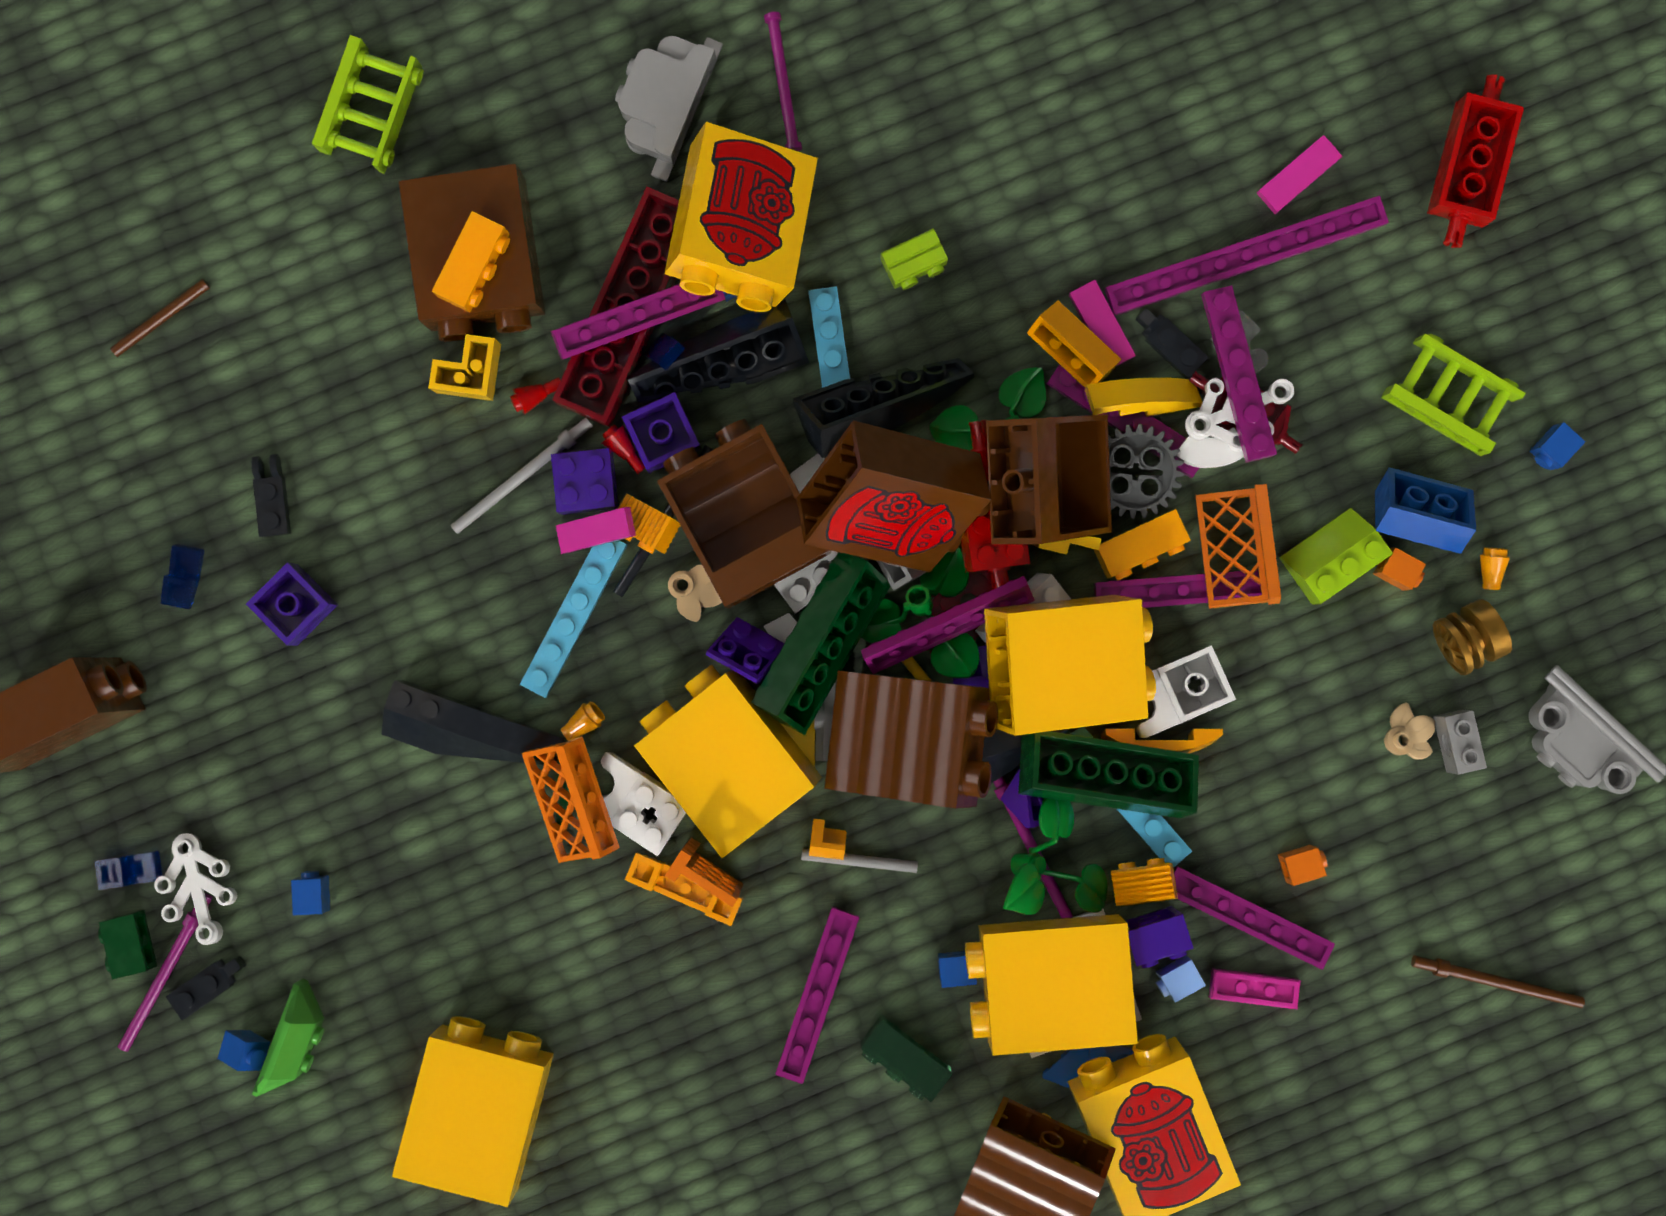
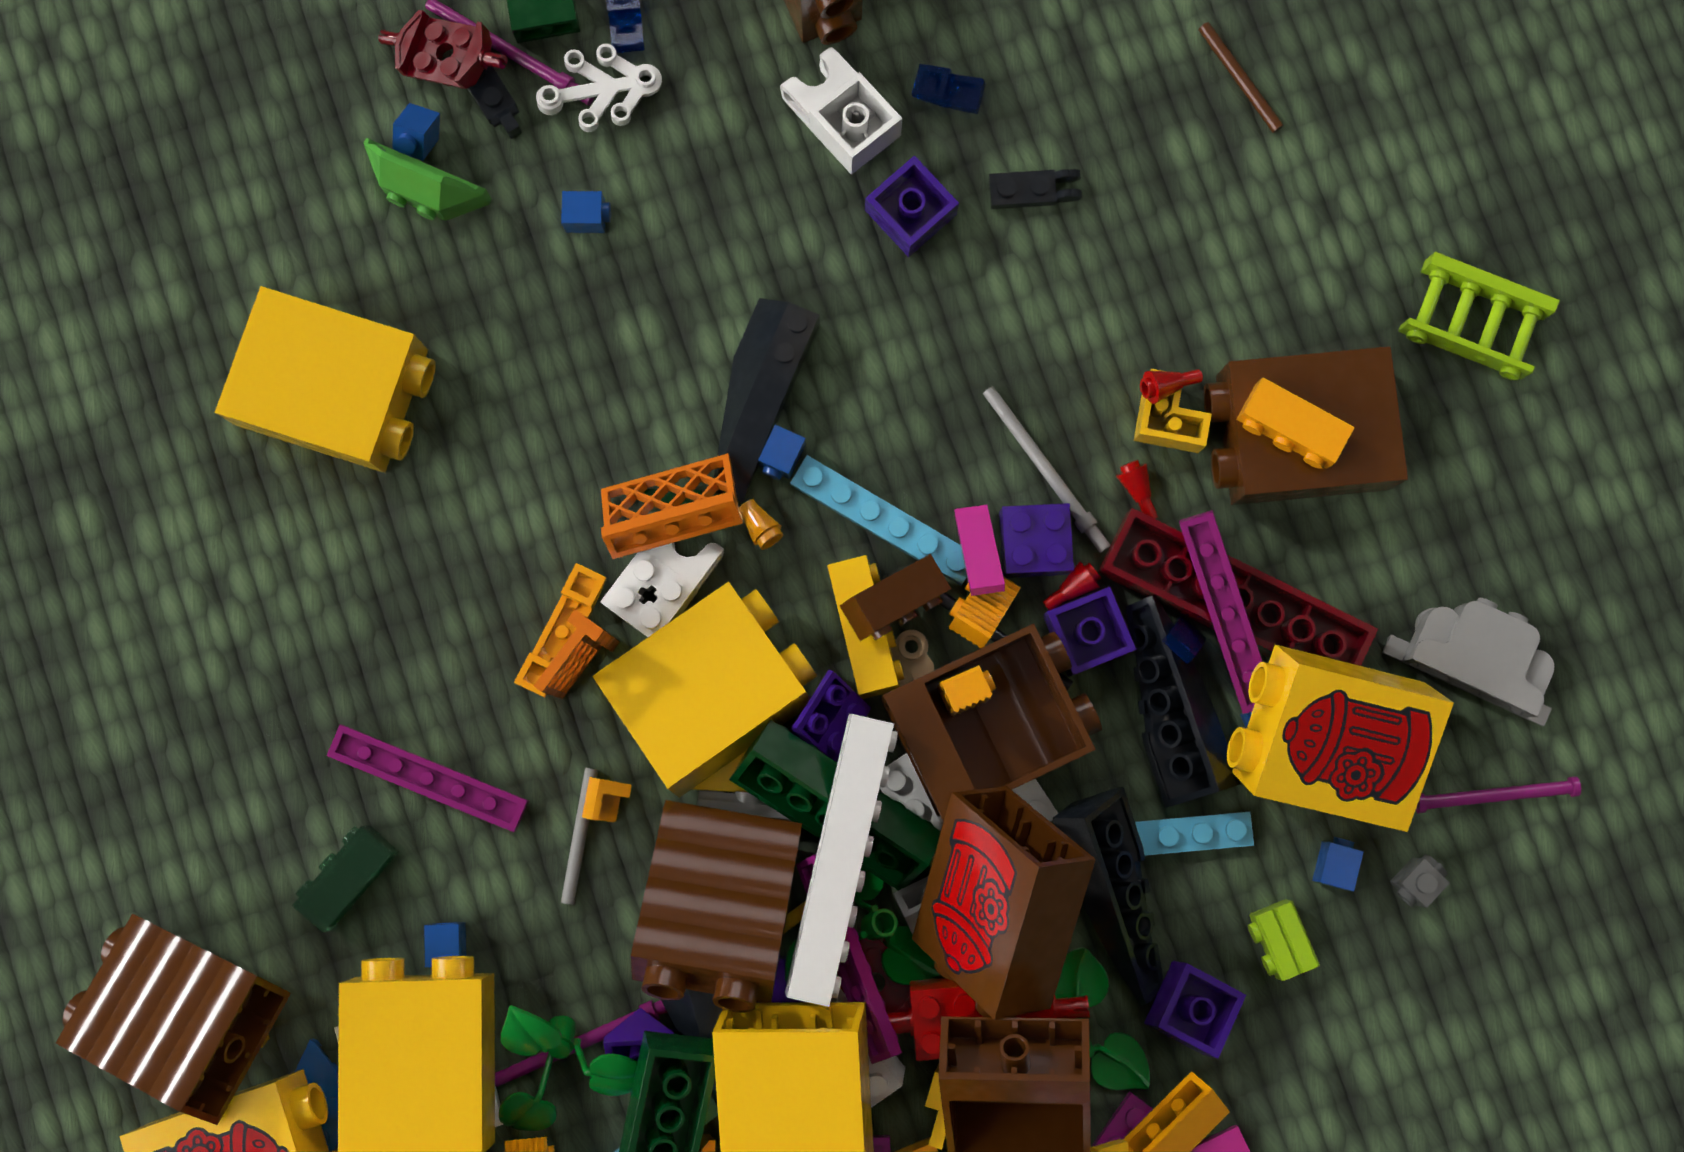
camera: 90 degrees right, 5 degrees down
(157, 1047) = (426, 39): none -> dark red plate
(208, 668) = (844, 112): none -> white brick
(441, 377) = (1161, 384): none -> red cone
(519, 706) = (781, 453): none -> blue brick
(641, 600) = (896, 599): none -> reddish brown brick
(668, 626) = (870, 658): none -> yellow brick
(717, 535) = (966, 690): none -> light orange brick
(848, 214) = (1338, 864): none -> blue brick
(859, 145) = (1420, 881): none -> dark grey brick
(865, 636) = (839, 860): none -> white brick
(975, 331) = (1195, 1009): none -> dark purple brick

